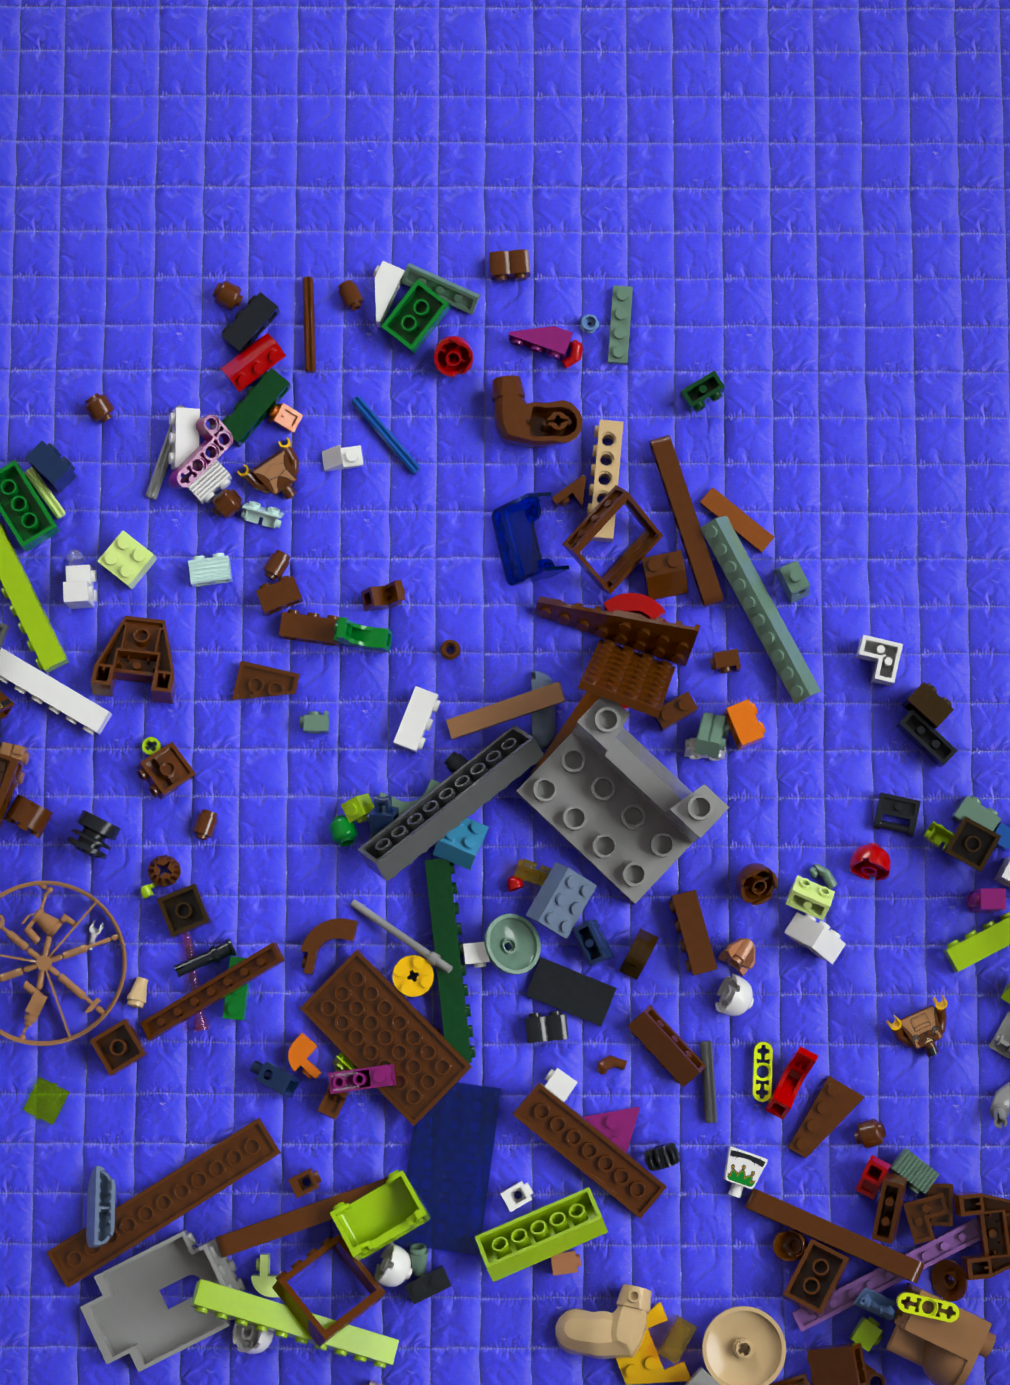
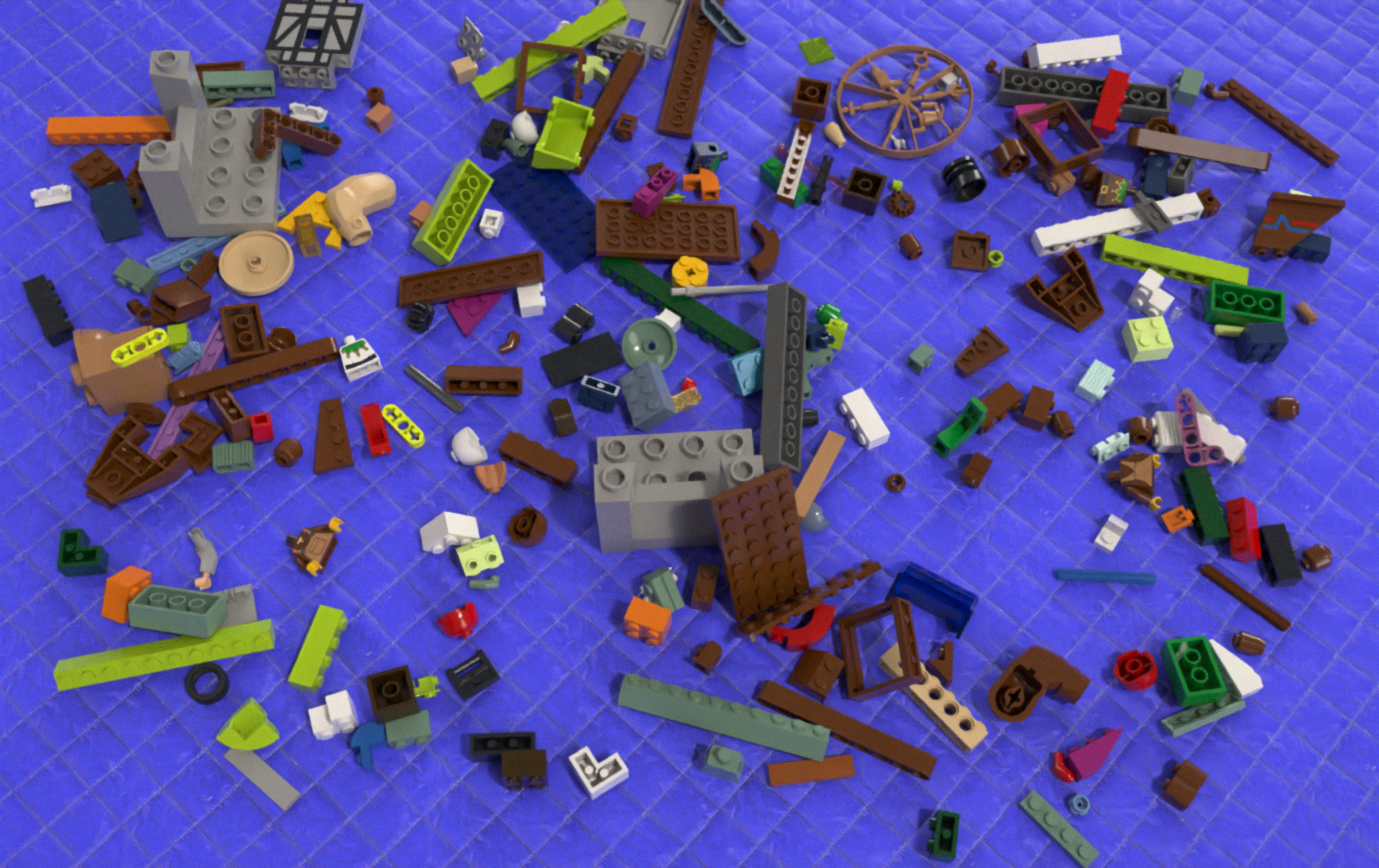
camera: 130 degrees right, 20 degrees down
(987, 900) = (343, 666): magenta brick -> none

